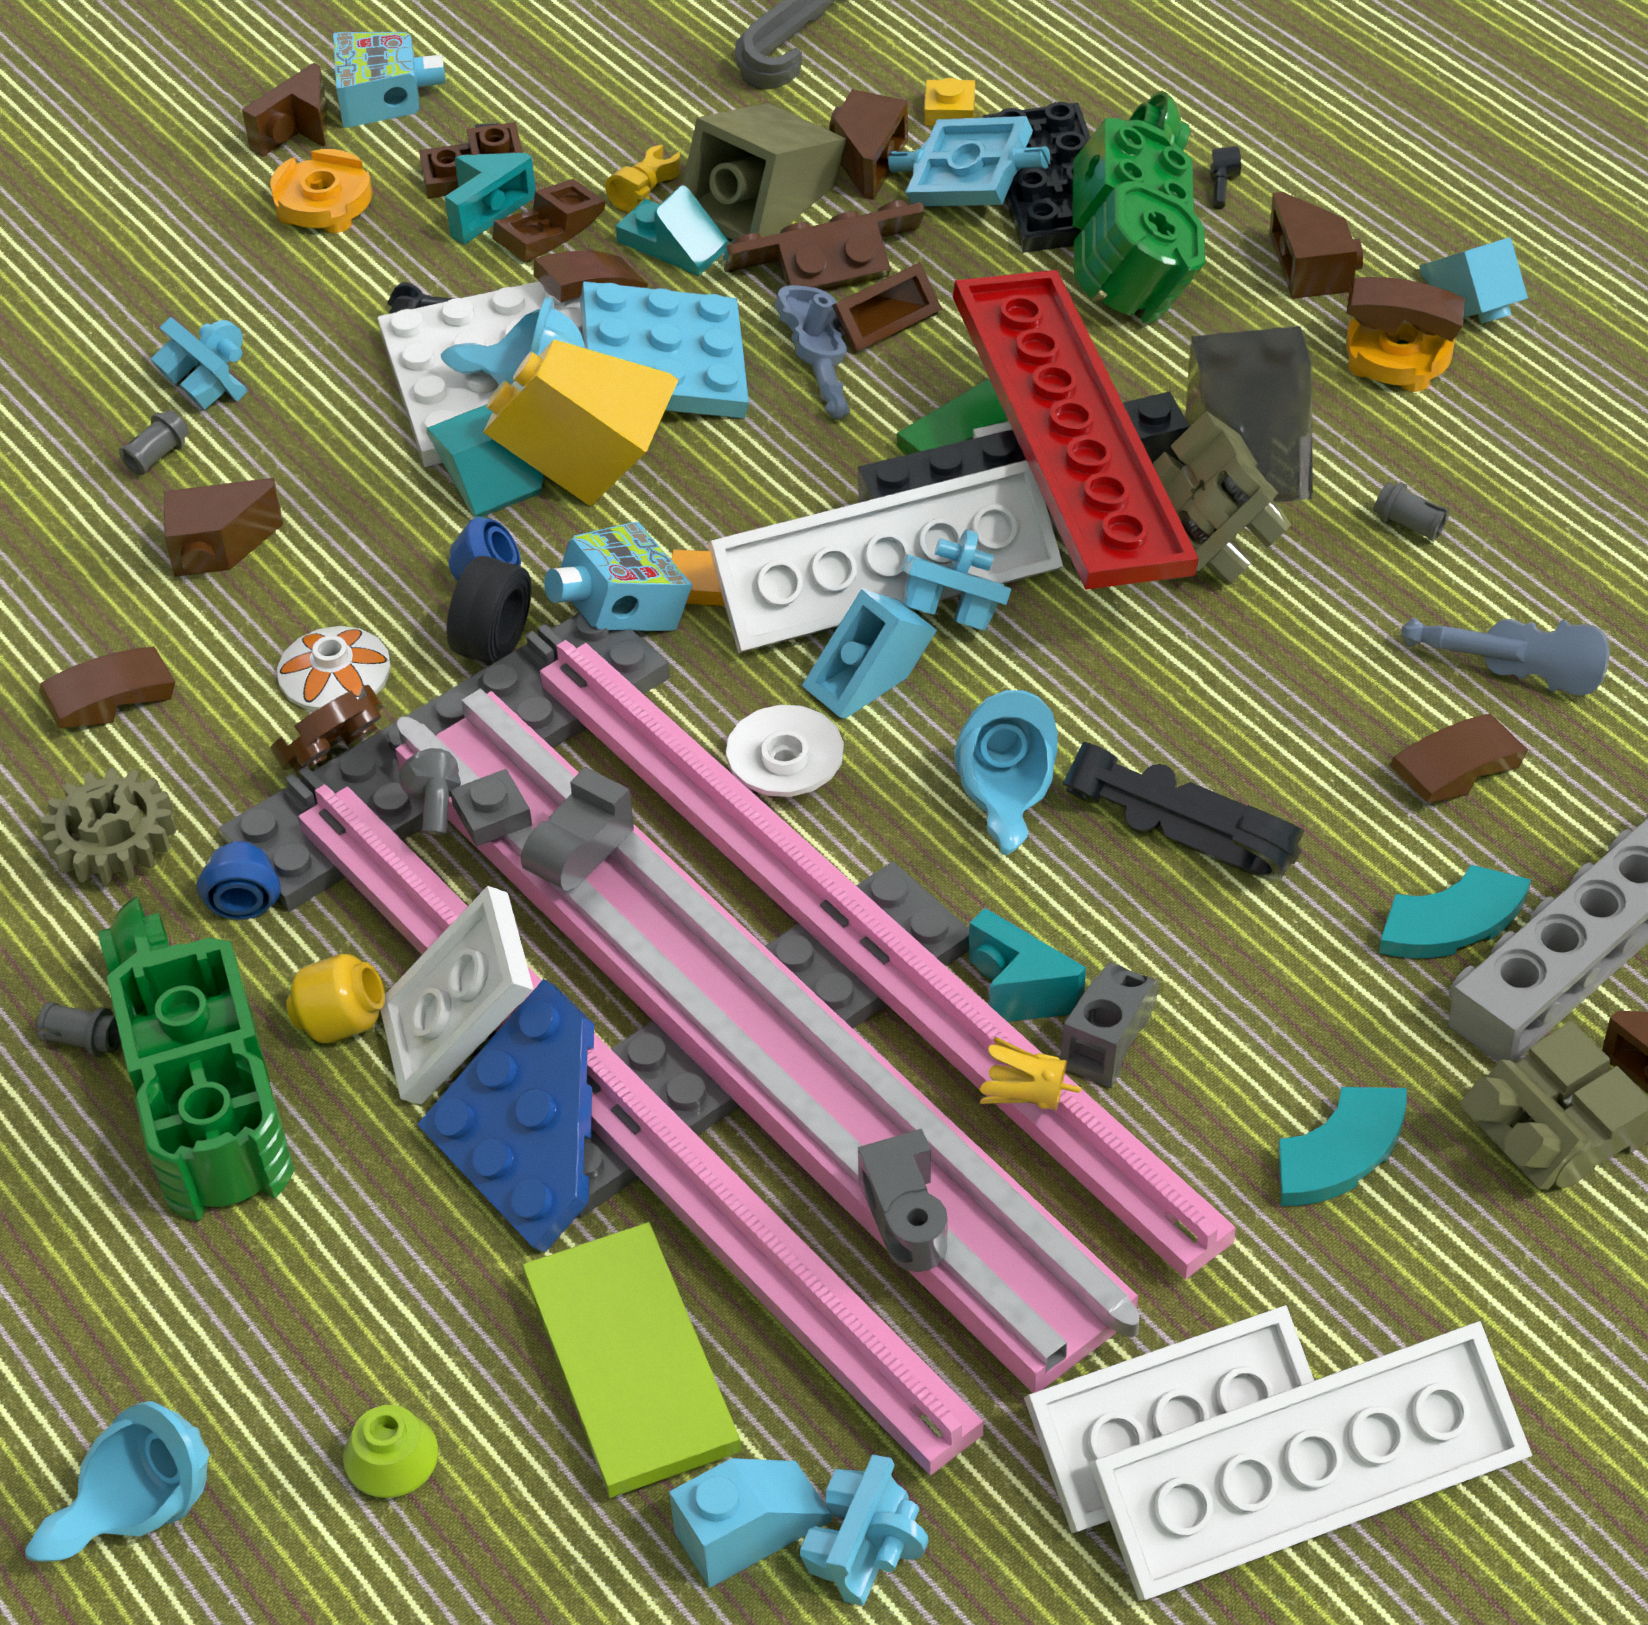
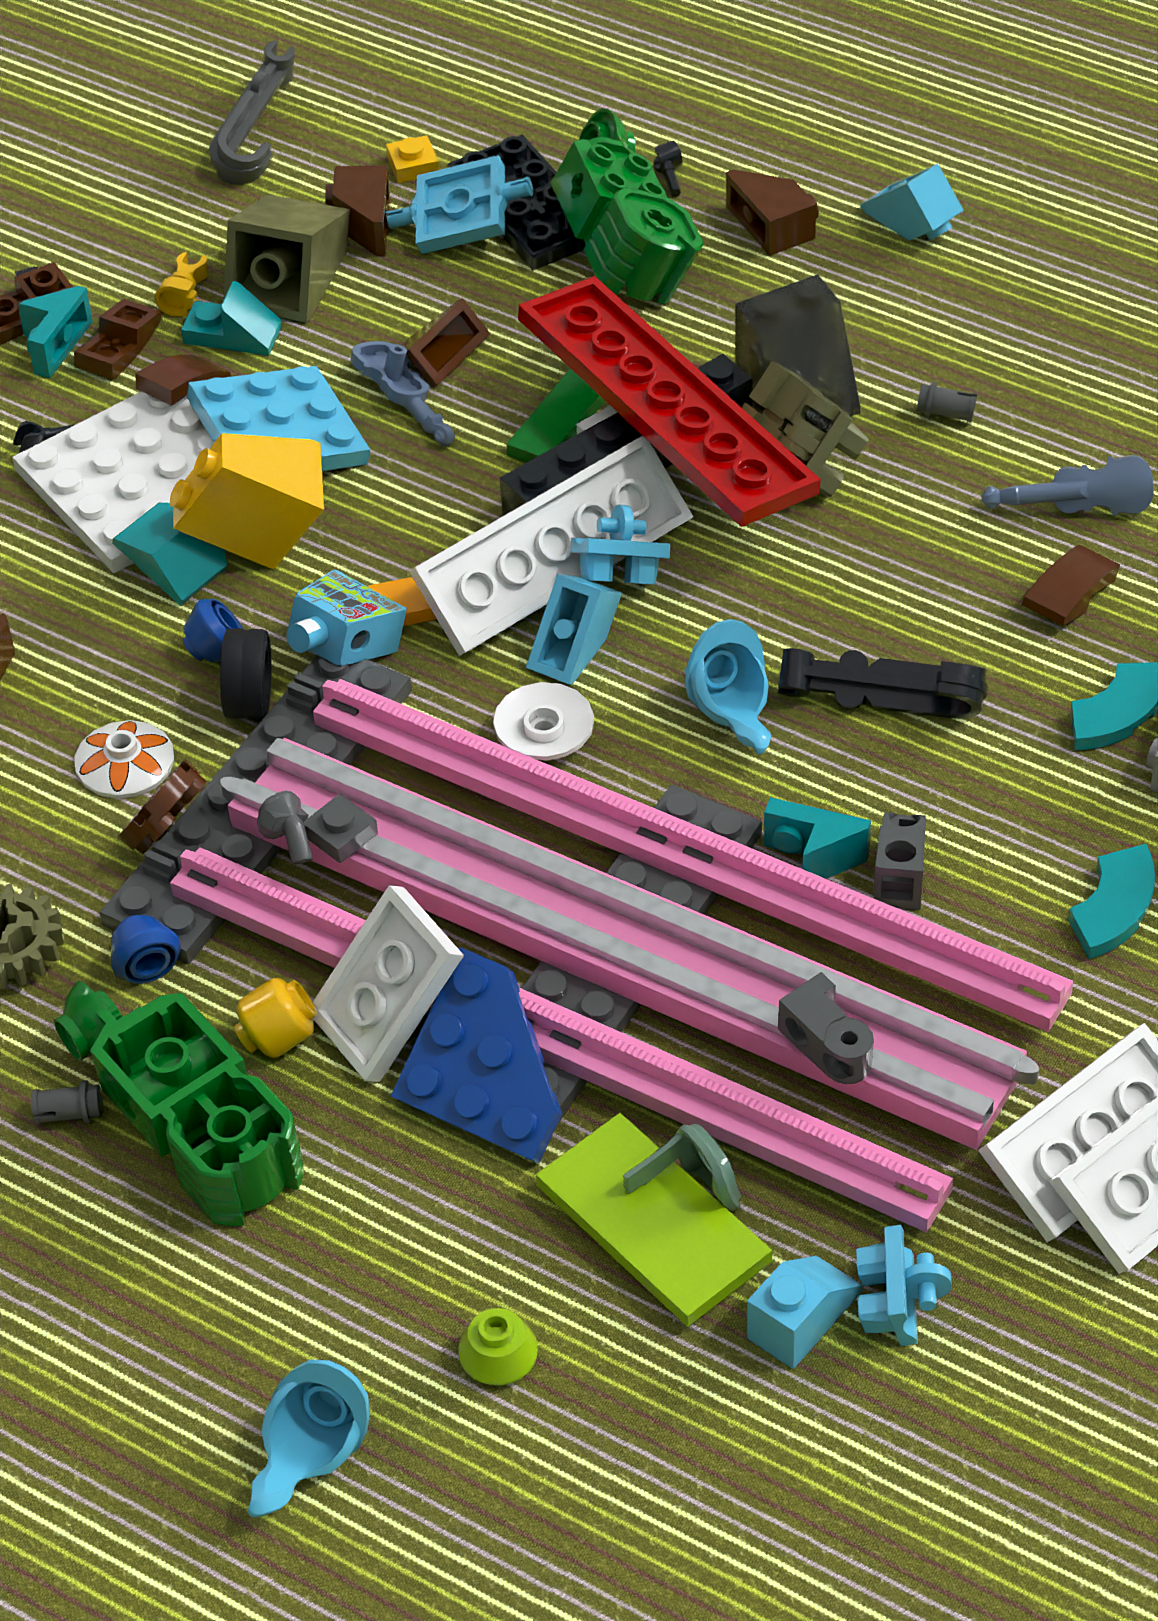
camera: 20 degrees left, 0 degrees up
(529, 335) = (167, 454): medium azure piece -> none
(579, 831) = (428, 824): dark grey leg -> none
(716, 1319) = (697, 1155): none -> sand green piece
(830, 253) = (377, 310): reddish brown bracket -> none
(1027, 1078) = (885, 913): yellow piece -> none
(1389, 301) = (865, 237): reddish brown slope -> none
(1410, 365) = (860, 285): light orange plate -> none

